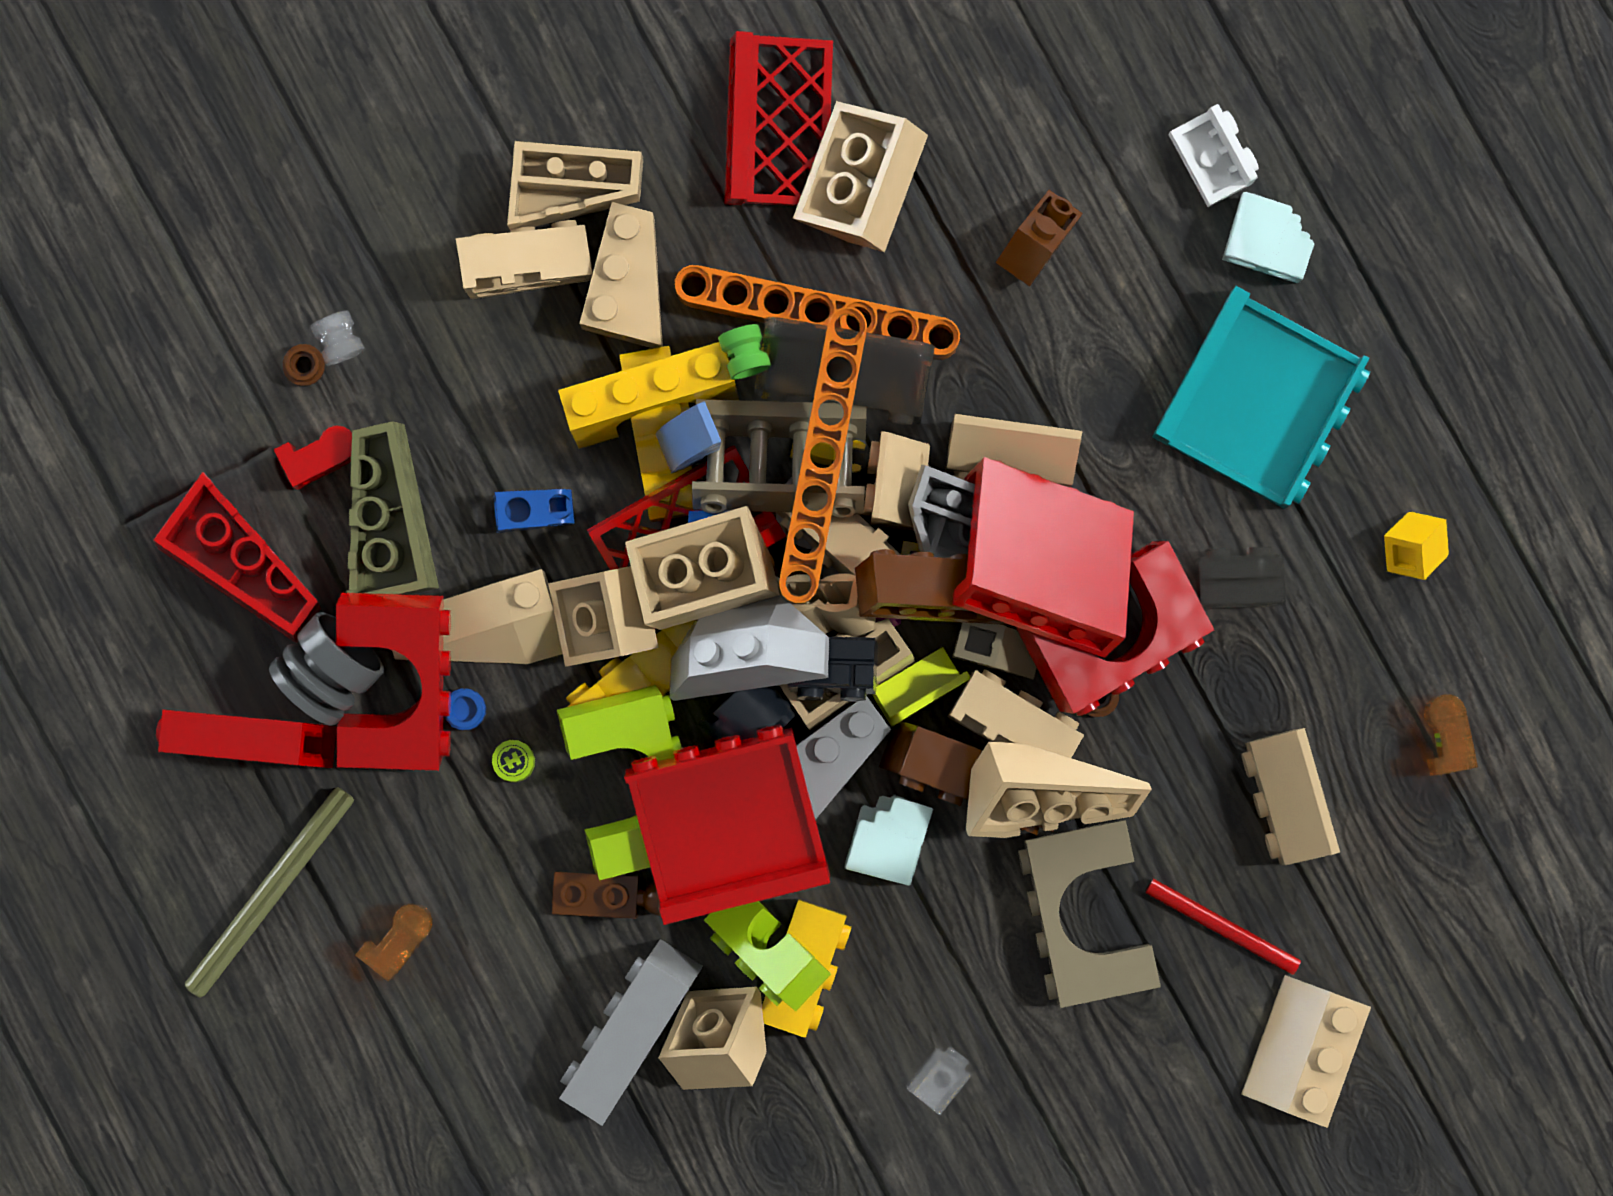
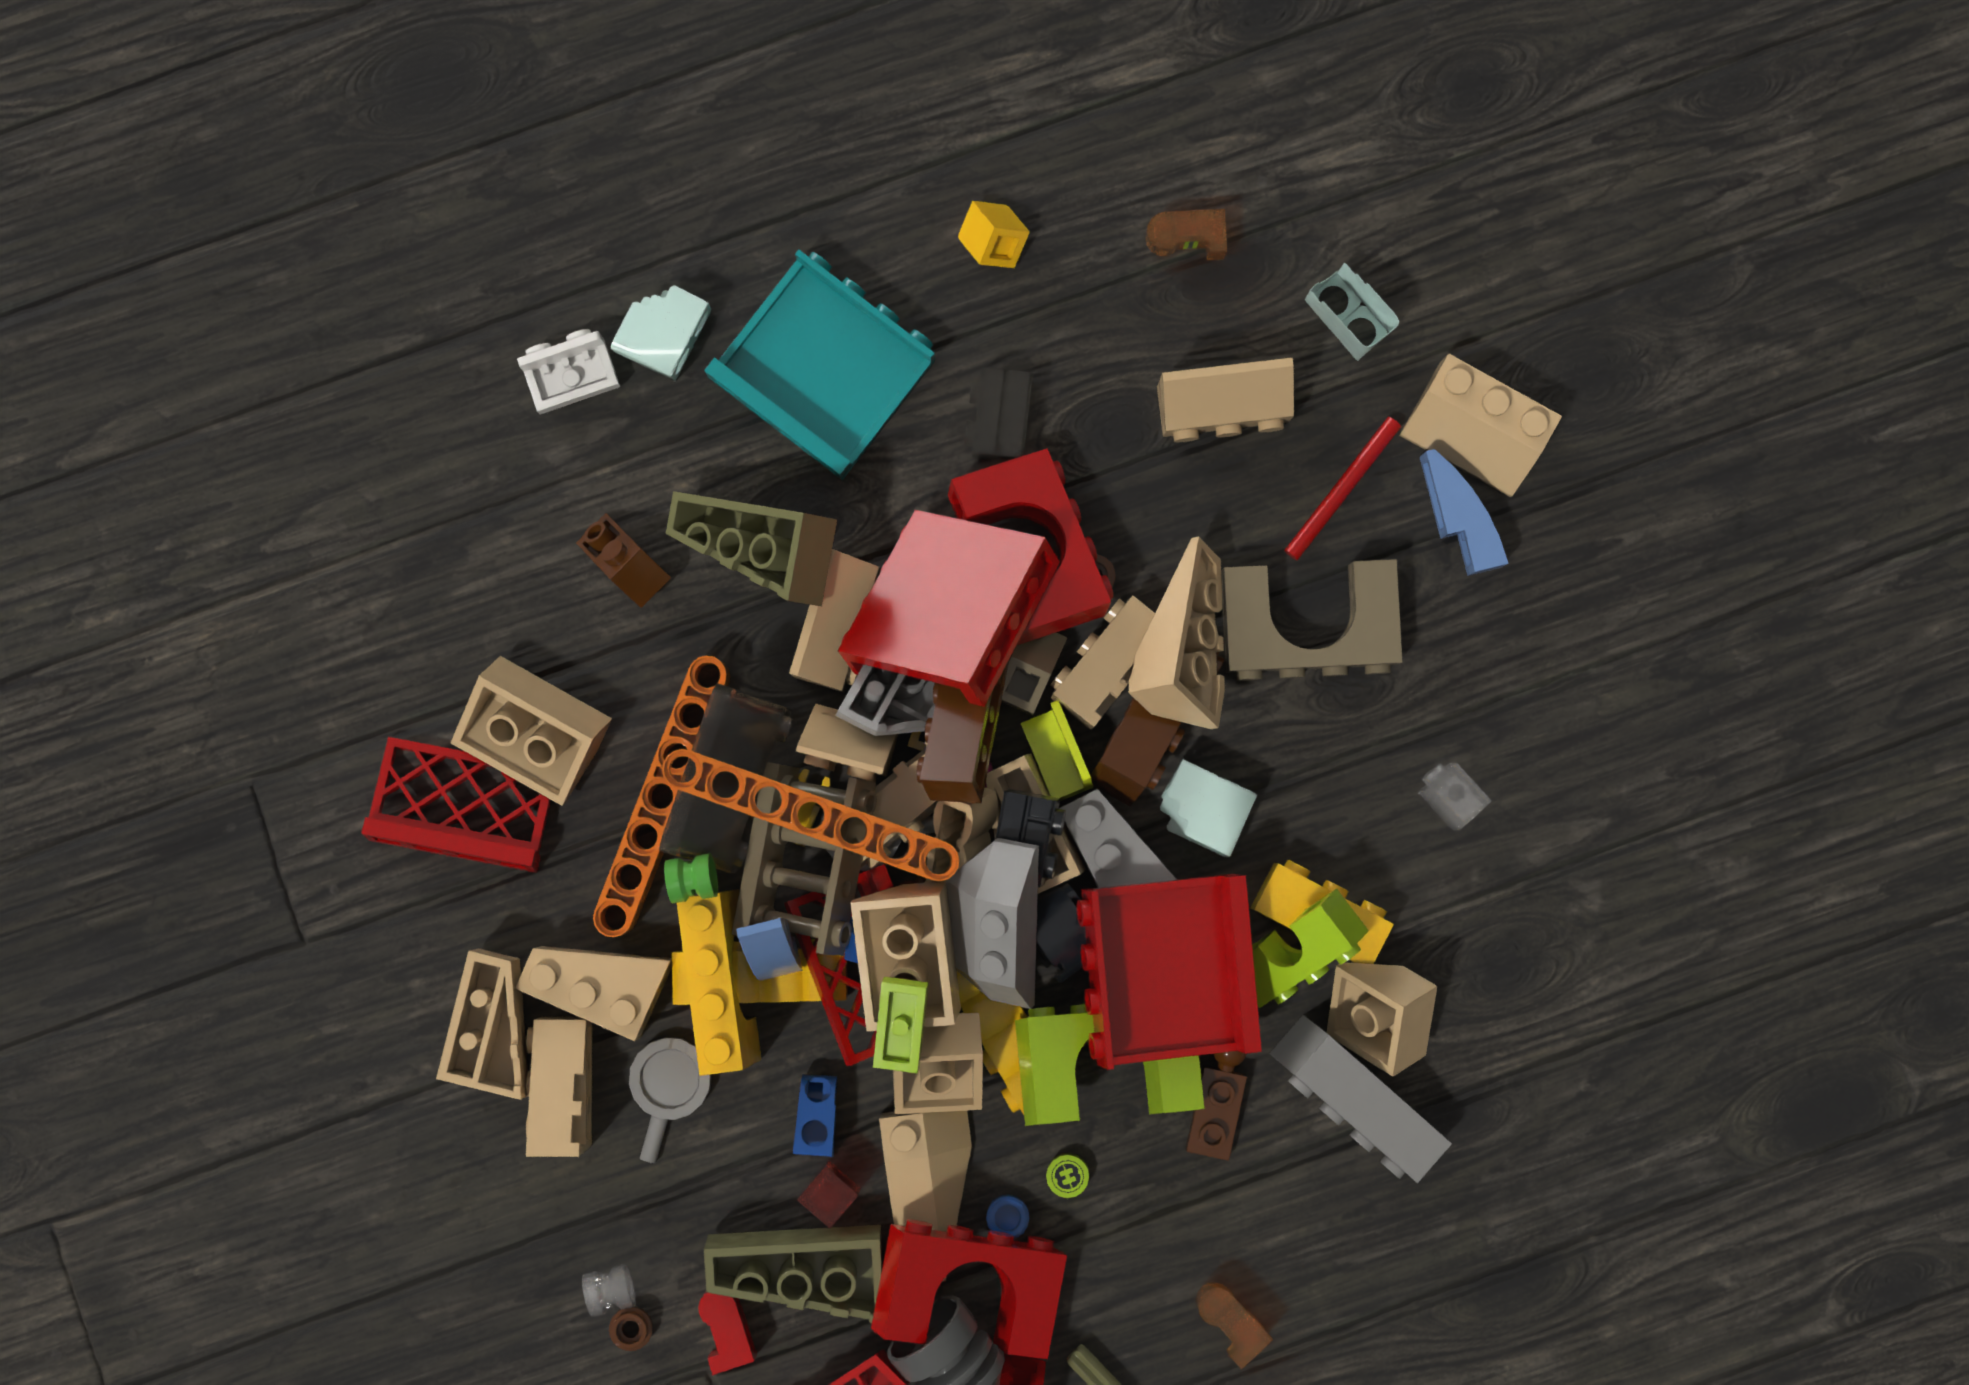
camera: 80 degrees left, 0 degrees up
(461, 533) = (829, 1194): none -> clear red brick
(538, 362) = (666, 1087): none -> light grey piece
(637, 572) = (900, 1024): none -> lime plate
(1076, 369) = (767, 544): none -> olive wedge
(1215, 1047) = (1462, 514): none -> medium blue slope
(1415, 911) = (1357, 292): none -> light aqua piece

